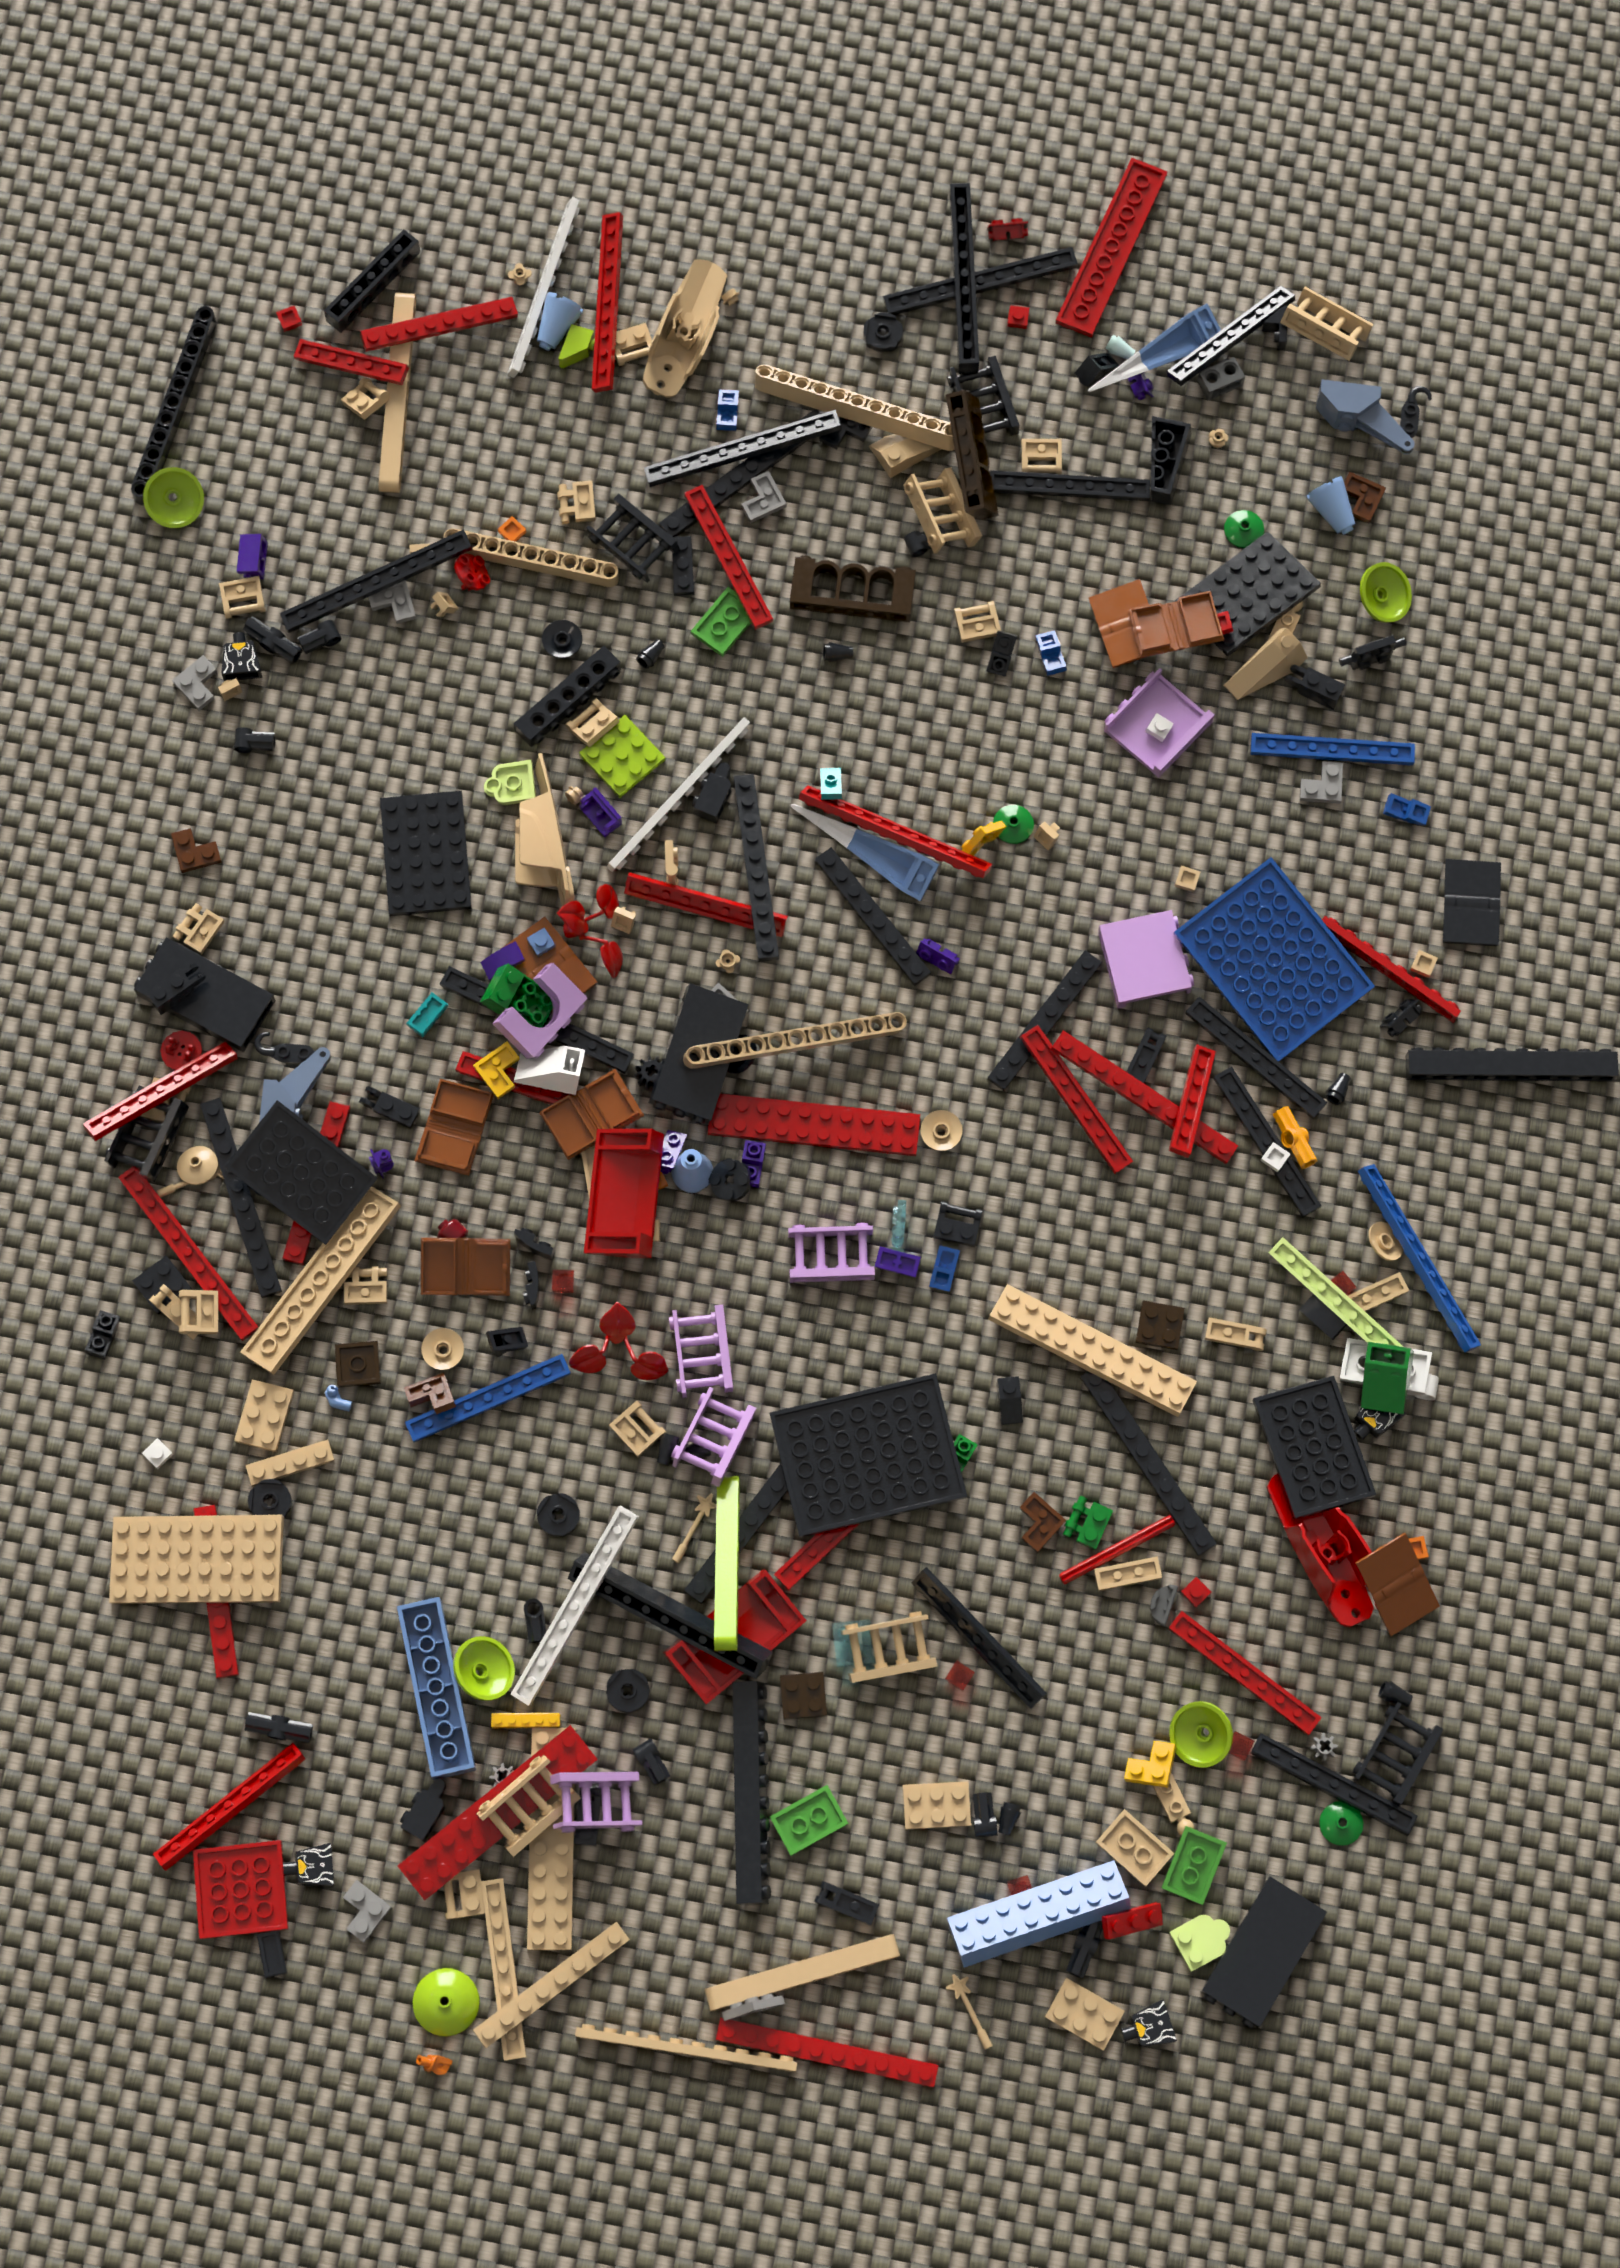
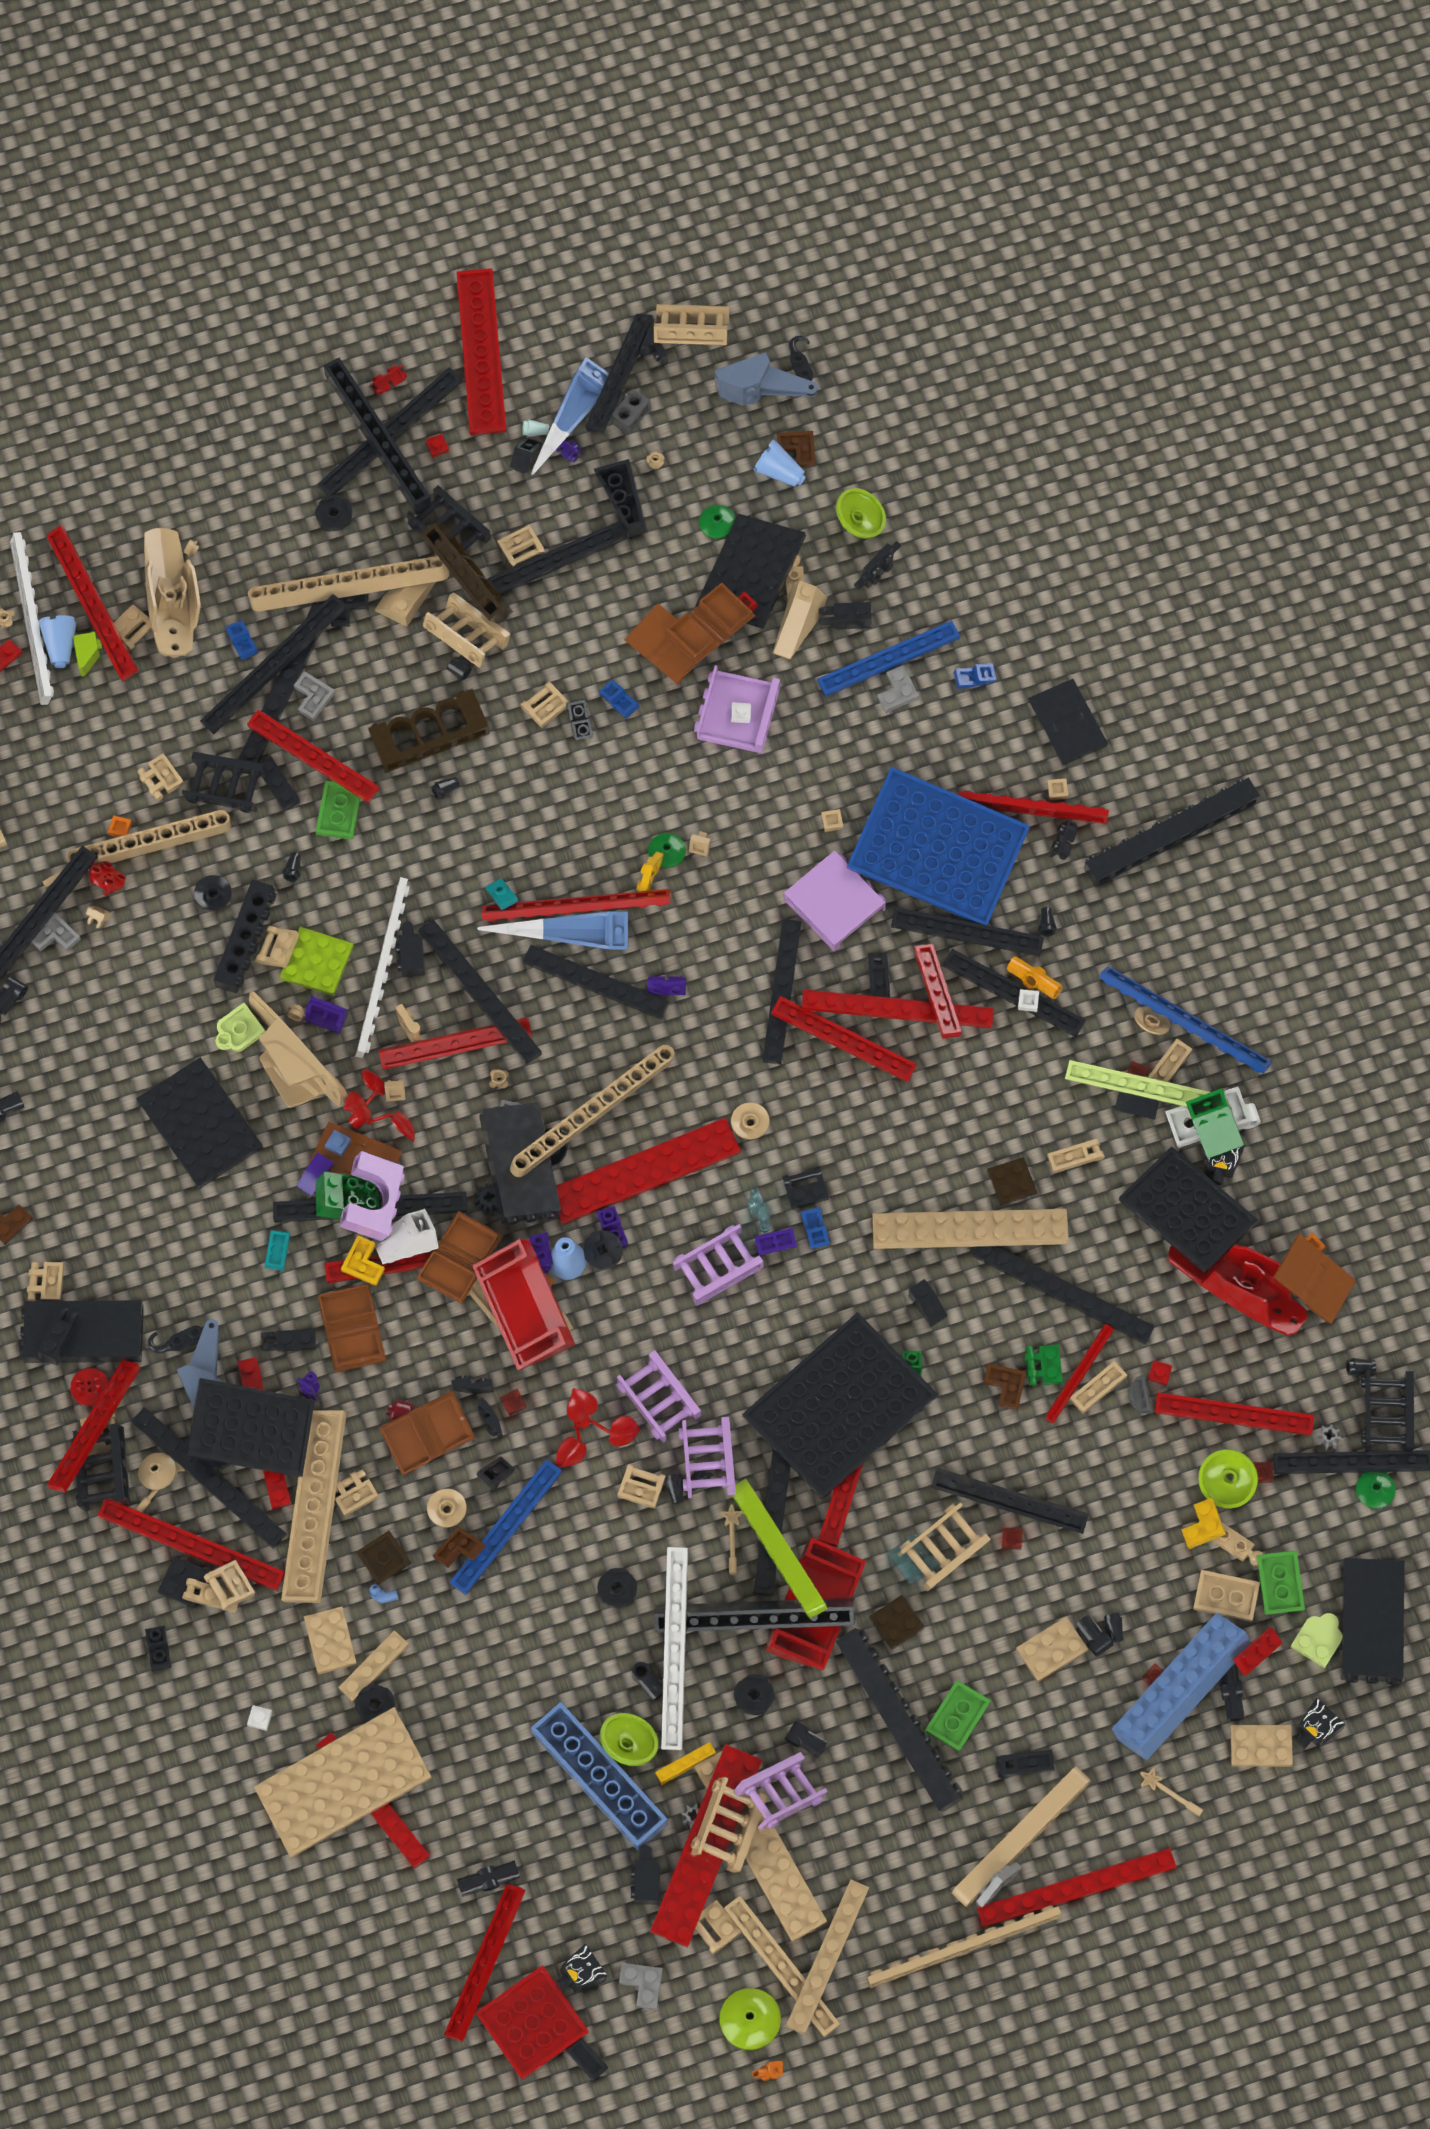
camera: 25 degrees left, 5 degrees down
(588, 1836) = (786, 1826): black plate -> none

